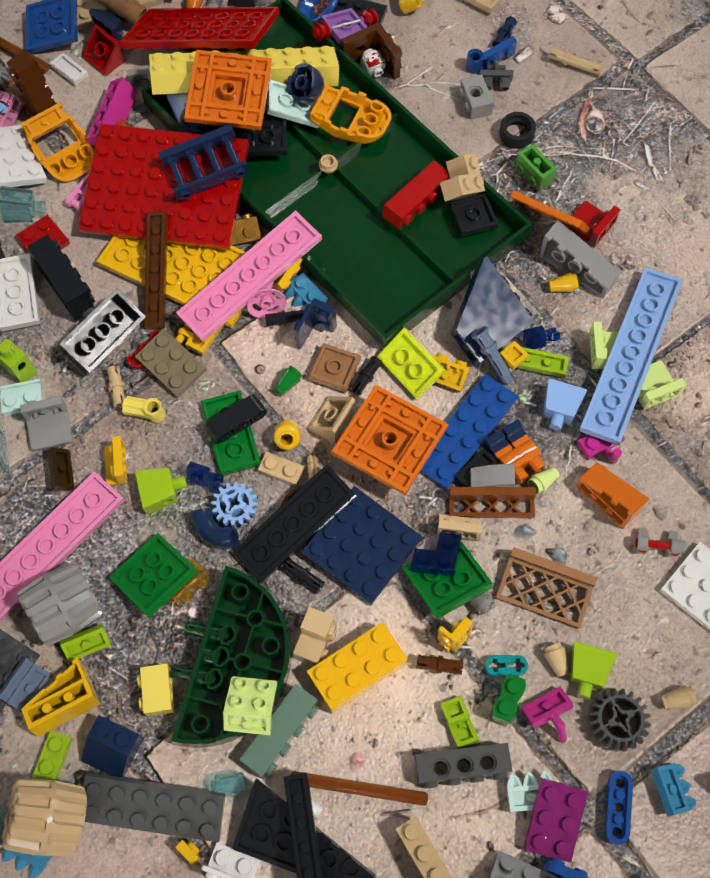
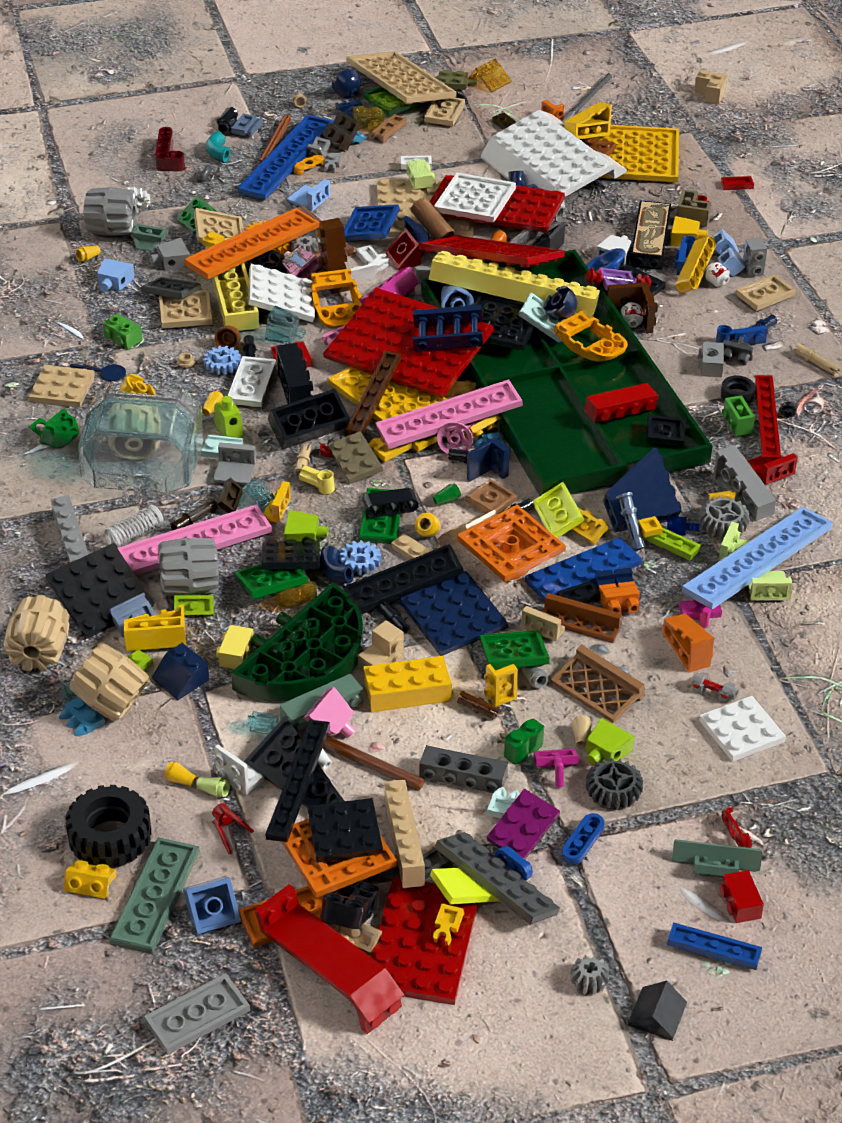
camera: 20 degrees right, 25 degrees down
(32, 510) = (193, 516): none -> dark brown axle
(79, 89) = (369, 271): none -> white arm
(89, 453) = (259, 492): none -> clear light blue plate
(154, 807) = (194, 715): dark grey plate -> none
(162, 534) = (291, 554): none -> black plate
(189, 851) = (207, 752): yellow plate -> none
(202, 476) = (342, 532): clear blue plate -> none
(228, 90) = (492, 284): orange piece -> none
(249, 705) = (303, 667): yellowish green bracket -> none
(298, 752) = (334, 709): none -> bright pink torso
(328, 163) = (555, 364): tan plate -> none
(438, 561) = (514, 636): clear blue plate -> none
(459, 722) = (475, 742): lime slope -> none
(464, 178) = (665, 399): tan brick -> none
(493, 476) = (590, 595): light grey slope -> none
(505, 660) = (547, 722): teal beam -> none
(543, 479) = (634, 617): yellowish green cone -> none
(550, 212) = (725, 438): orange tile -> none
(561, 403) = (677, 571): light blue torso -> none
(564, 161) = (767, 418): none -> red plate
(569, 313) = (718, 514): none -> light grey gear
(575, 139) = (788, 409): none -> black plate
(673, 789) = (637, 842): dark azure plate -> none
(679, 698) = (676, 787): tan cone -> none

